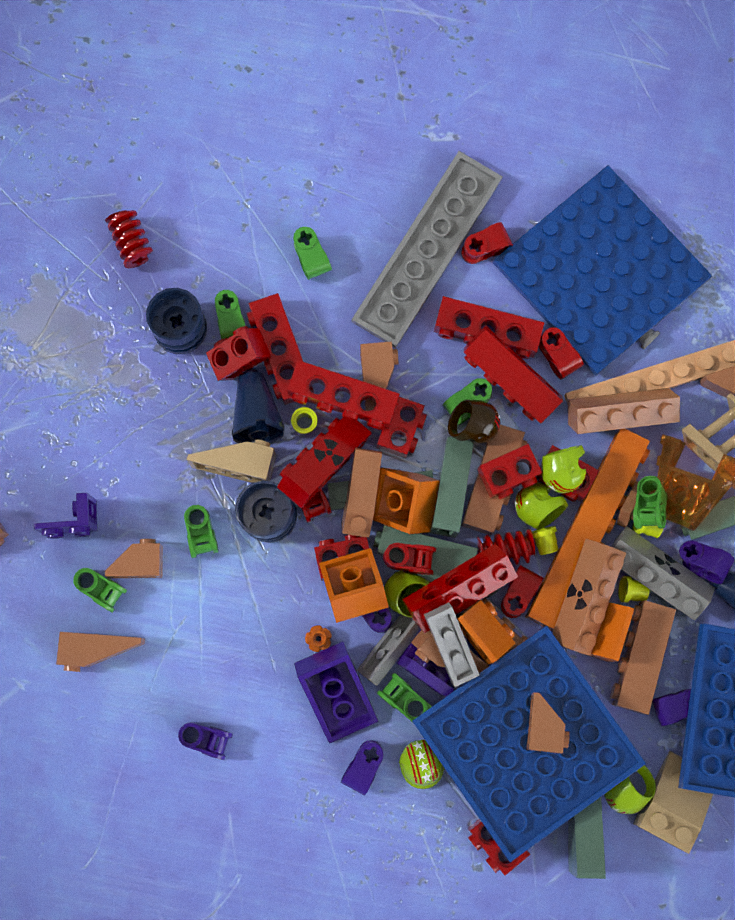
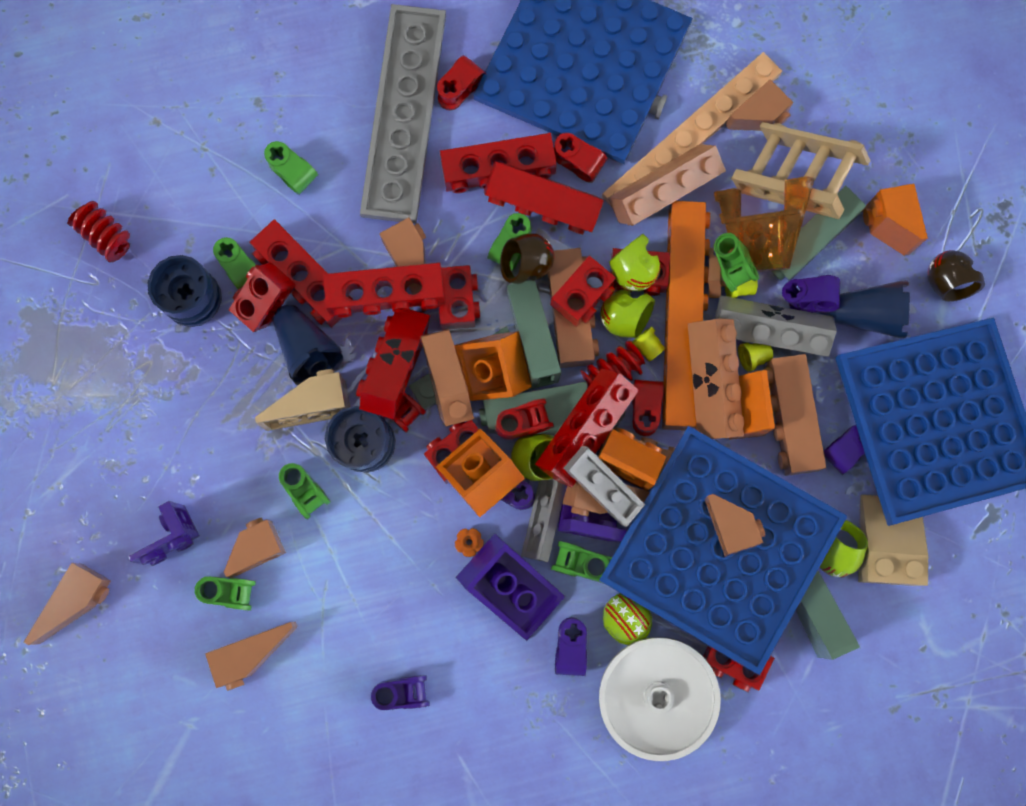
camera: 20 degrees left, 0 degrees up
(304, 412) = (354, 325): neon yellow piece -> none
(418, 843) = (659, 699): none -> white dish

